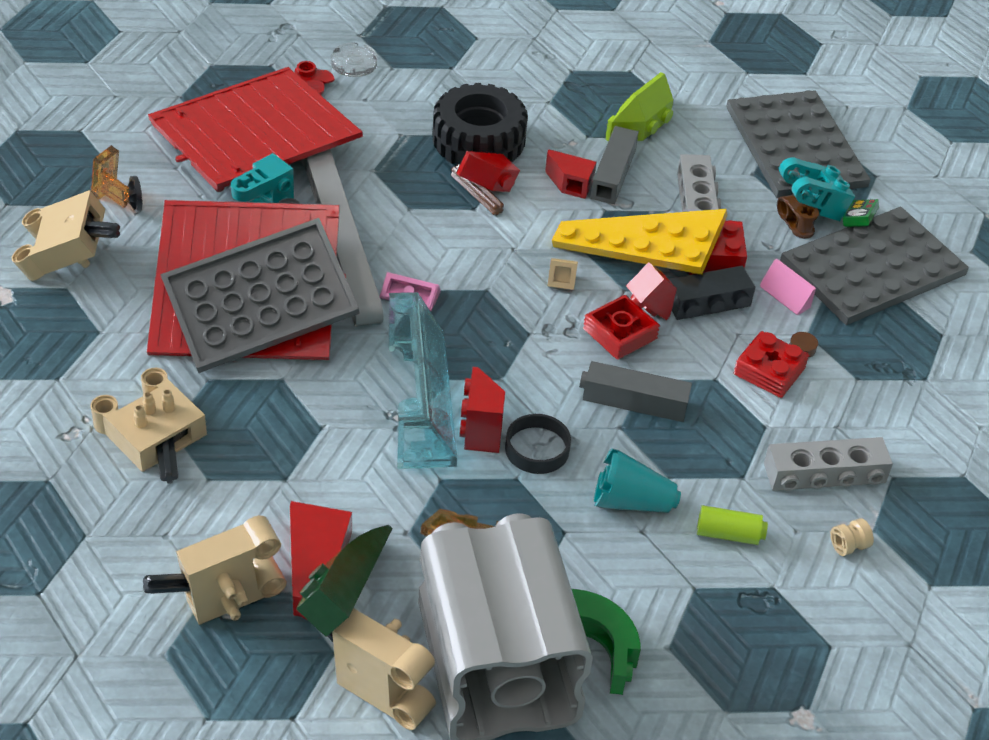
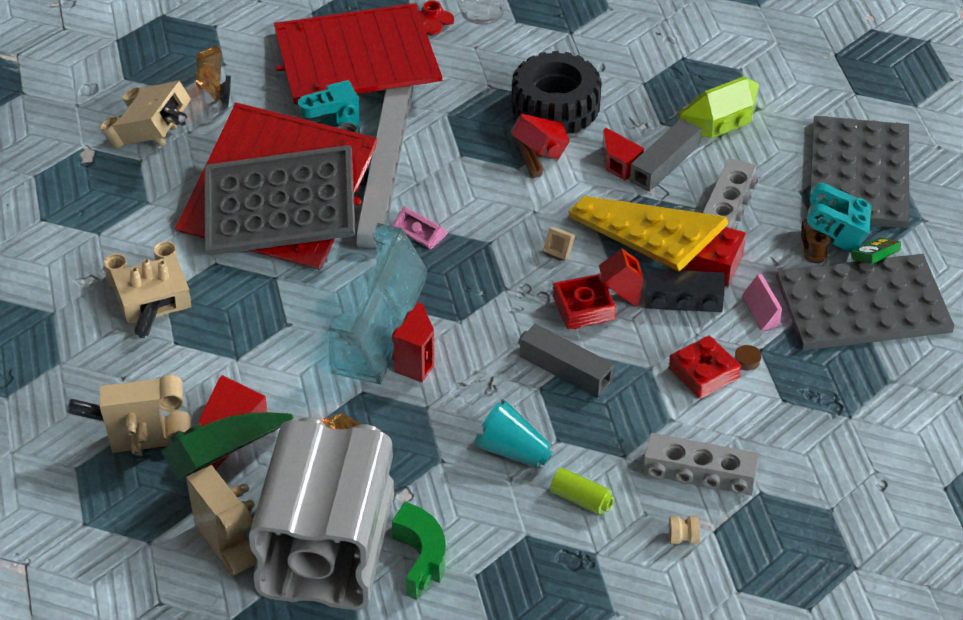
camera: 25 degrees right, 0 degrees up
(537, 421) = (450, 363): black tyre -> none

